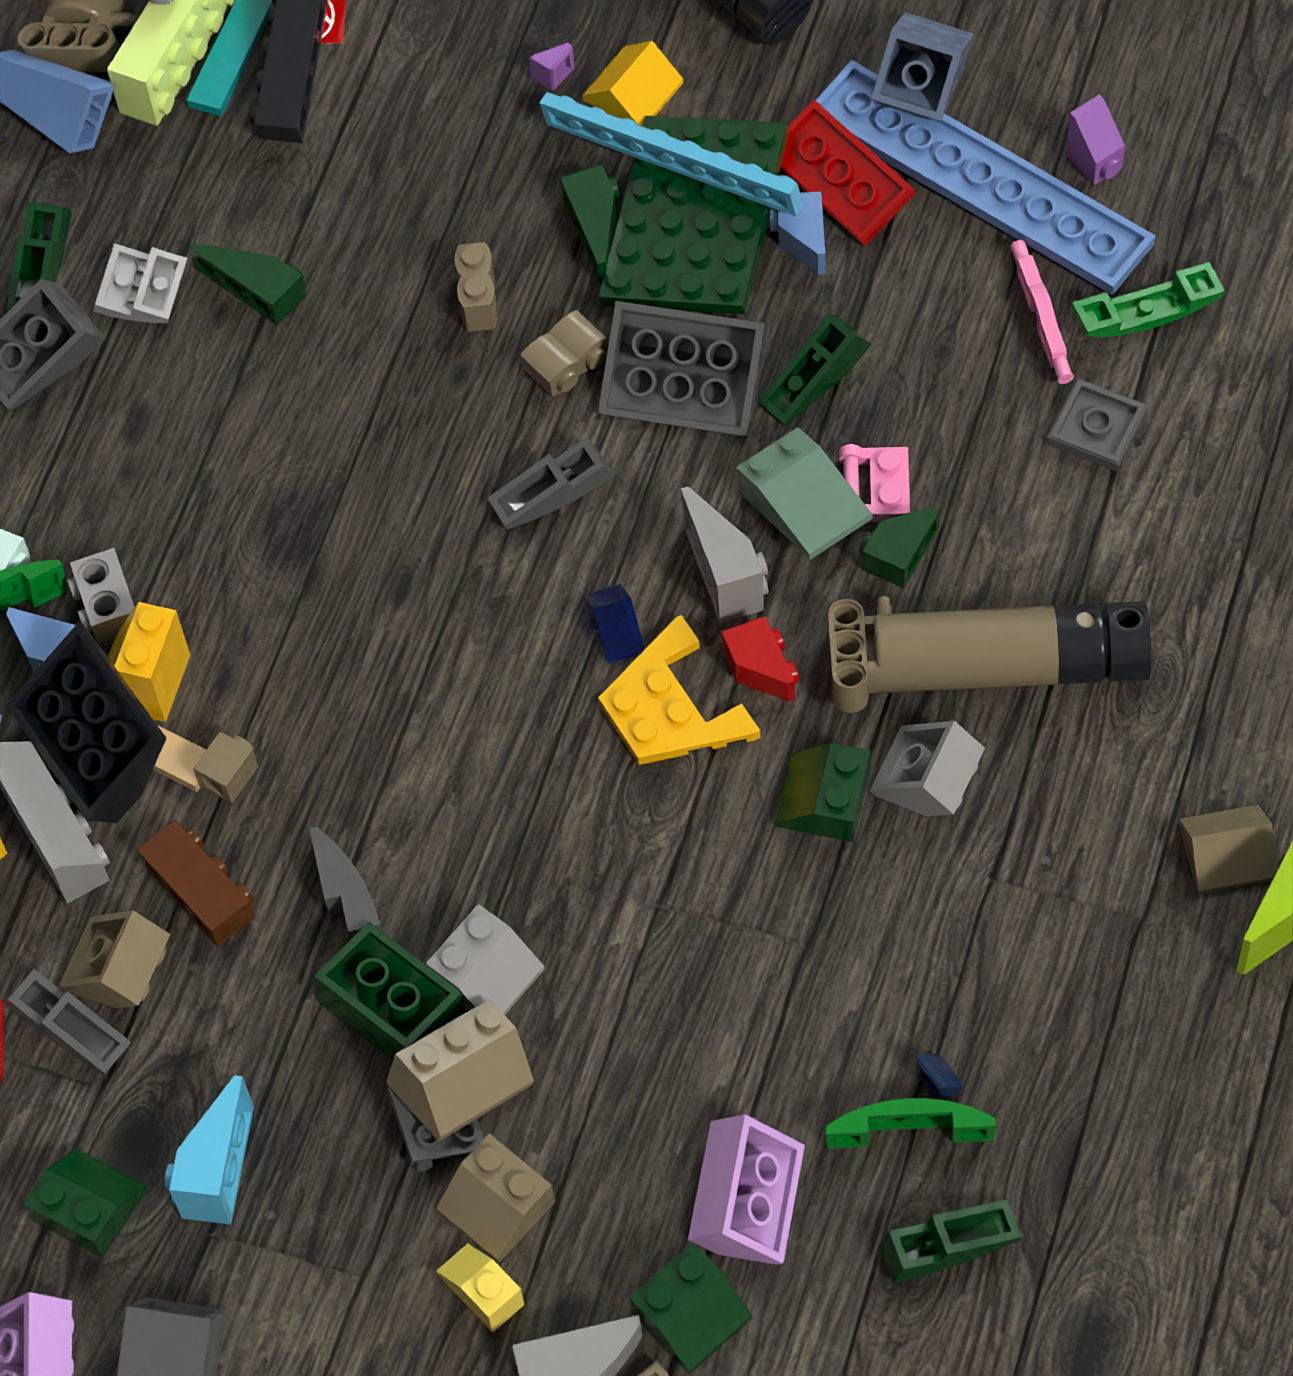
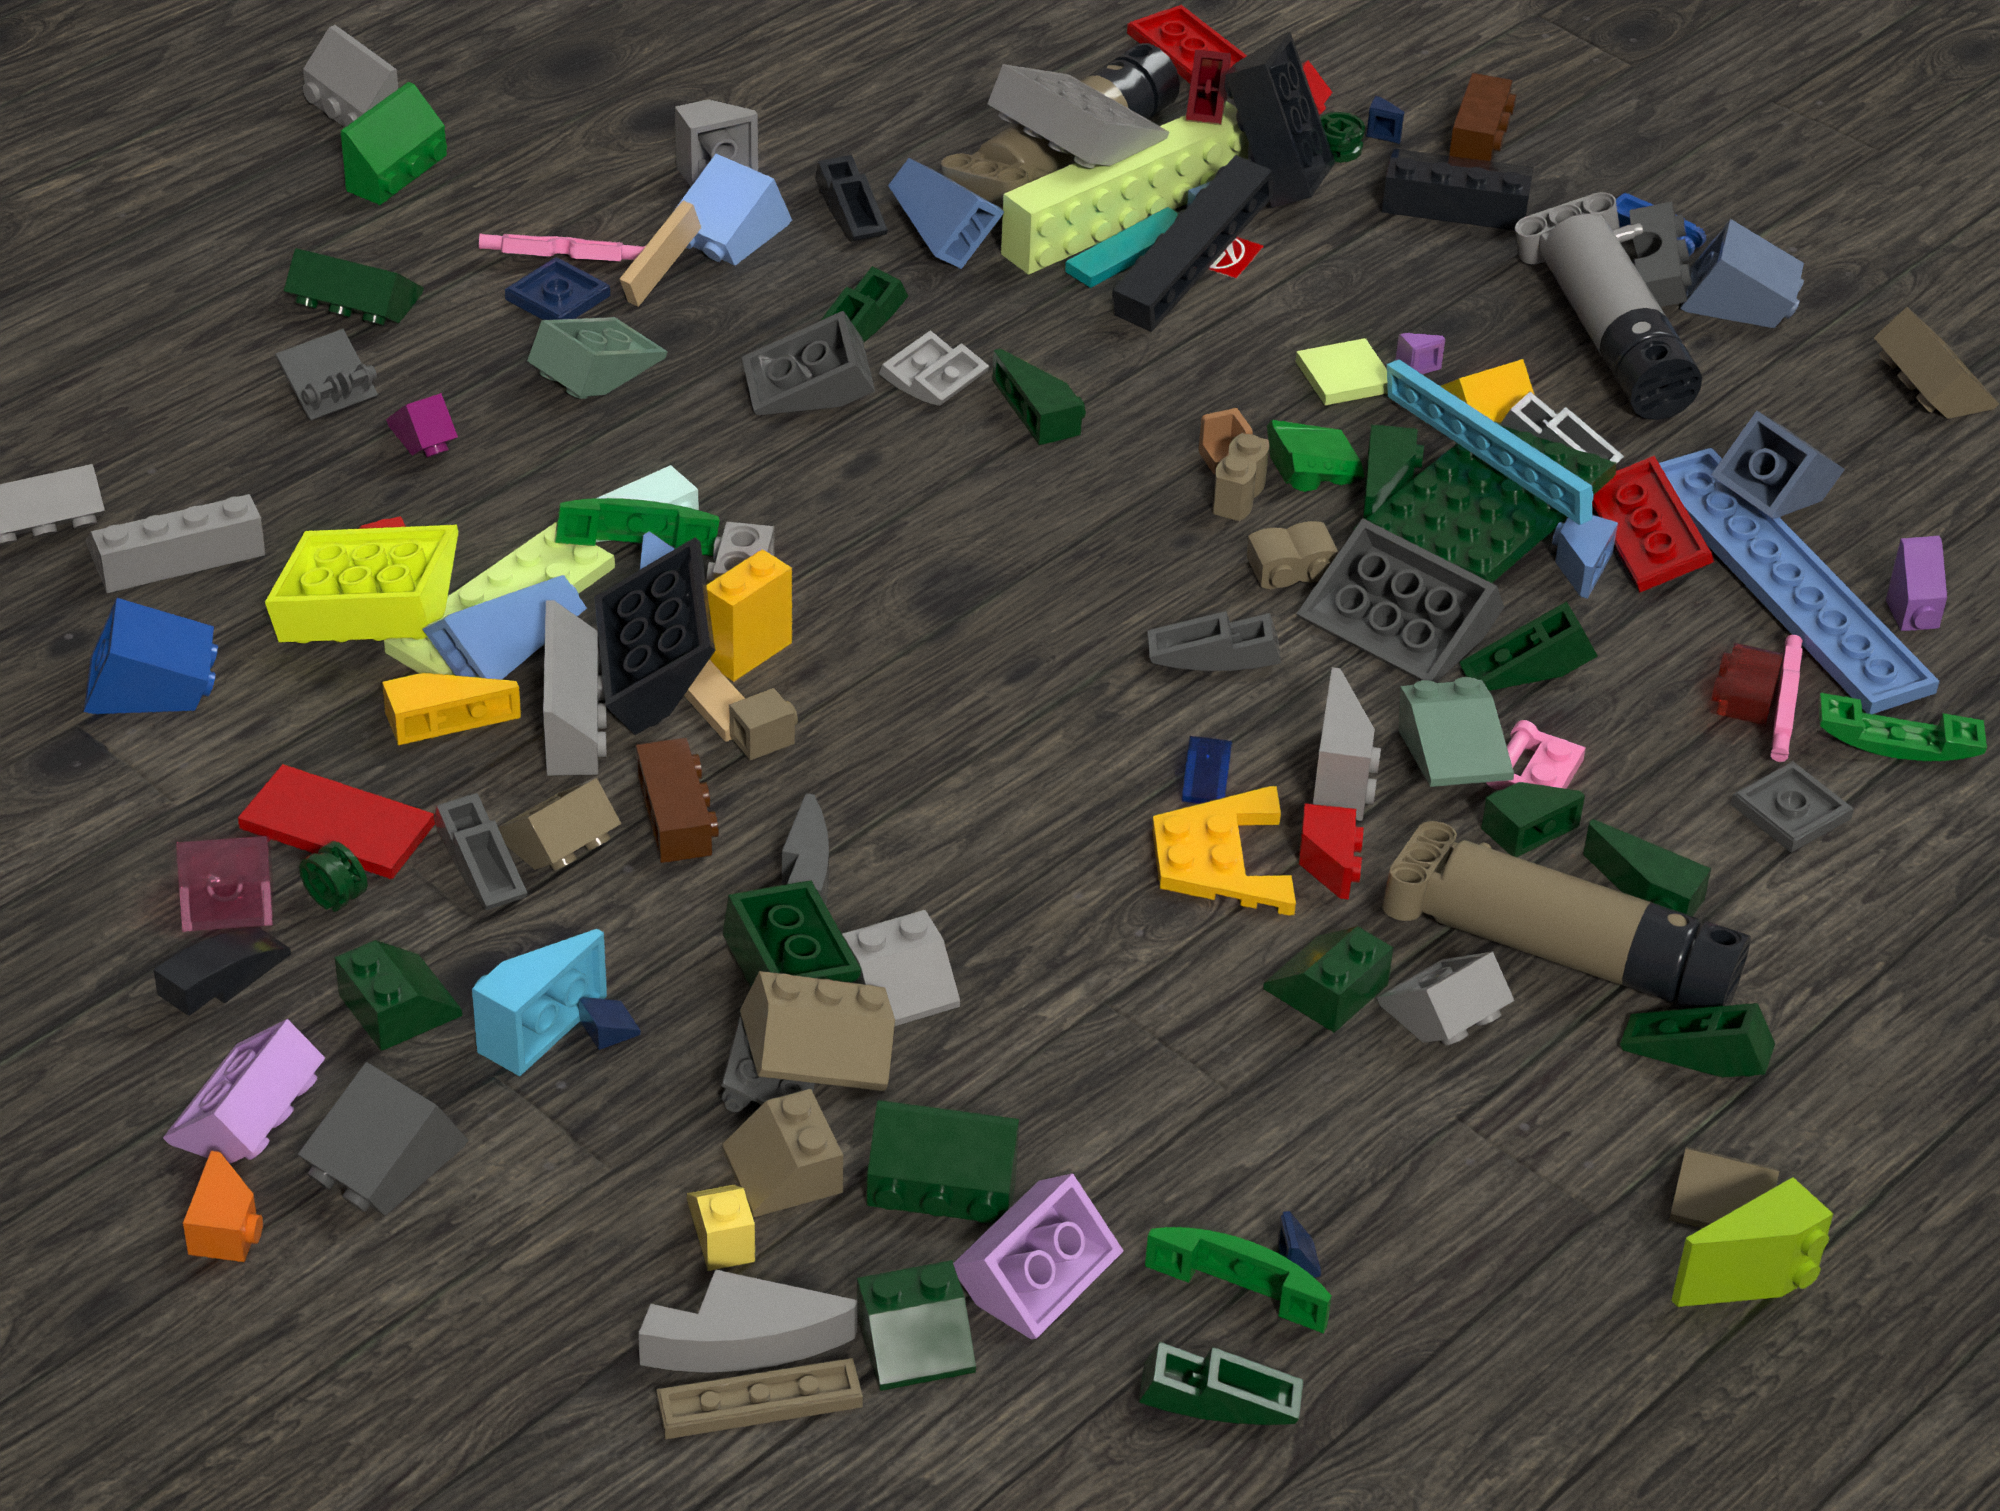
camera: 20 degrees right, 20 degrees down
(273, 1136) = (606, 1021): none -> dark blue slope
(436, 250) = (1217, 433): none -> medium nougat panel
(496, 113) = (1343, 371): none -> yellowish green tile
(521, 226) = (1312, 455): none -> green slope
(630, 1148) = (942, 1162): none -> dark green slope
(718, 101) = (1565, 427): none -> dark grey slope
(1005, 312) = (1748, 683): none -> clear red brick
(1027, 561) = (1646, 869): none -> dark green slope
(1144, 710) = (1707, 1039): none -> dark green slope

